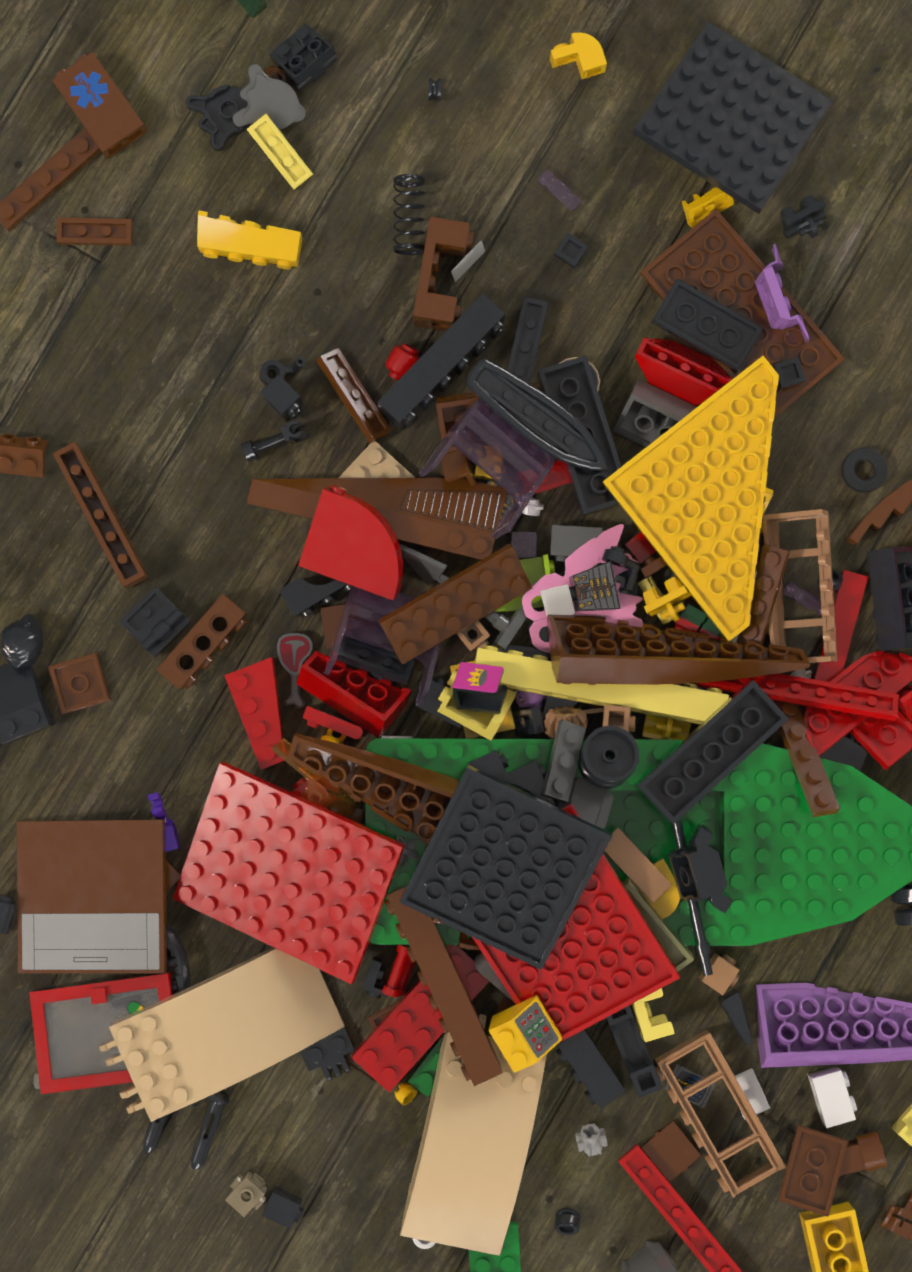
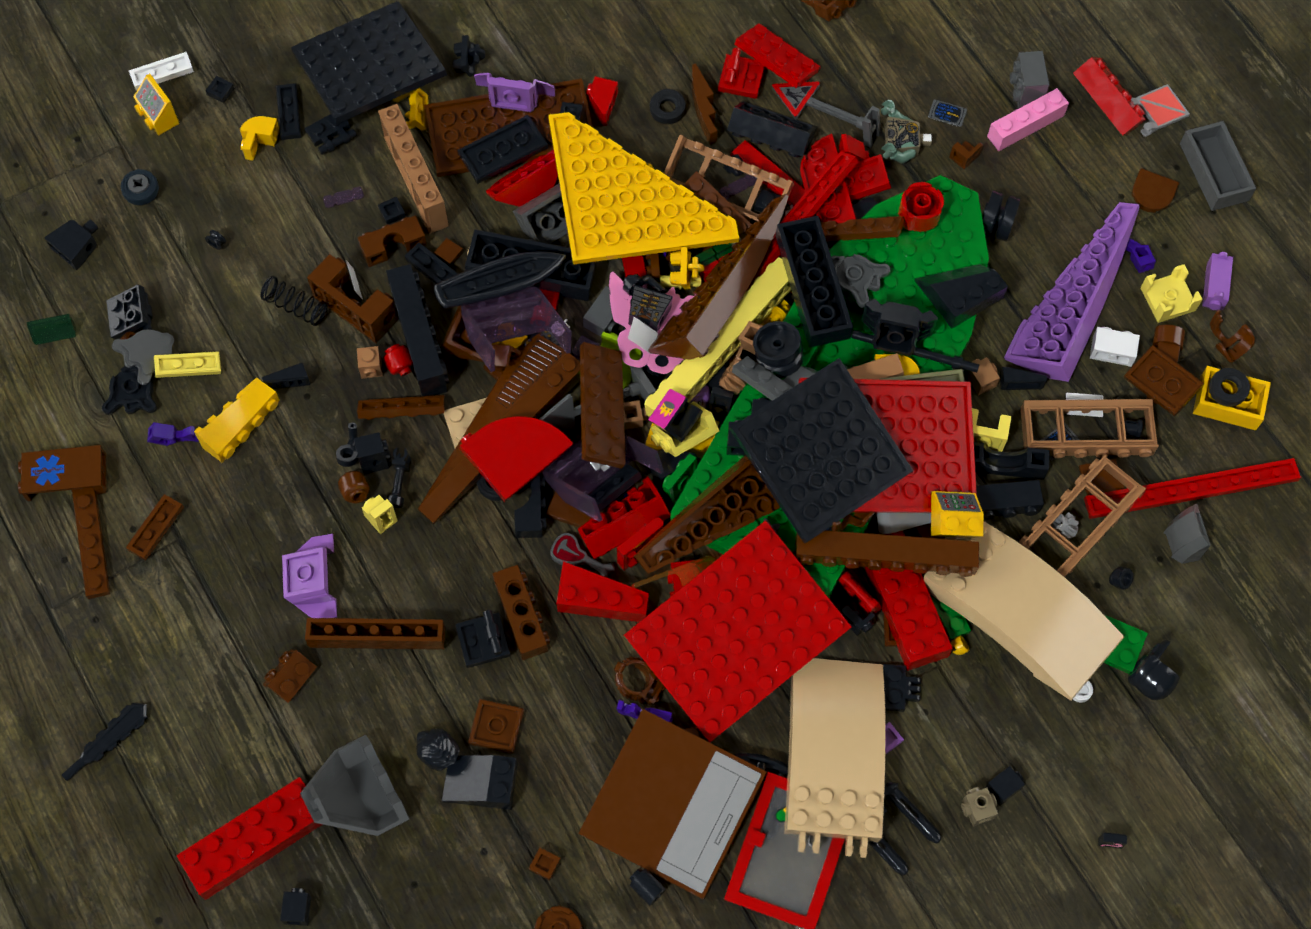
camera: 55 degrees left, 20 degrees down
(127, 410) = (307, 578): none -> medium lavender piece
(189, 811) = (652, 687): none -> reddish brown piece
(197, 184) = (168, 434): none -> dark purple piece
(227, 442) = (379, 513): none -> light yellow arch
(242, 401) = (353, 487): none -> reddish brown head
(274, 1073) = (892, 738): none -> medium lavender tile
(325, 265) = (288, 377): none -> black slope
(383, 334) = (369, 362): none -> medium nougat brick
(413, 724) = (675, 483): none -> green plate
(520, 257) = (374, 243): none -> reddish brown arch
(557, 338) = (448, 252): none -> reddish brown tile
(623, 1131) = (1069, 496): none -> medium nougat window
(625, 119) = (327, 128): none -> black plate
(625, 243) = (413, 169): none -> medium nougat window
(630, 68) = (288, 111): none -> black tile
(745, 1159) = (1133, 428): none -> black bush
(750, 792) = (858, 276): none -> dark grey tile
(791, 913) = (963, 291): none -> black wedge
(805, 639) = (764, 199): none -> black plate
(834, 394) = (602, 97): none -> red slope
(854, 1250) = (1229, 399): none -> black tyre
(881, 823) = (921, 207): none -> red brick

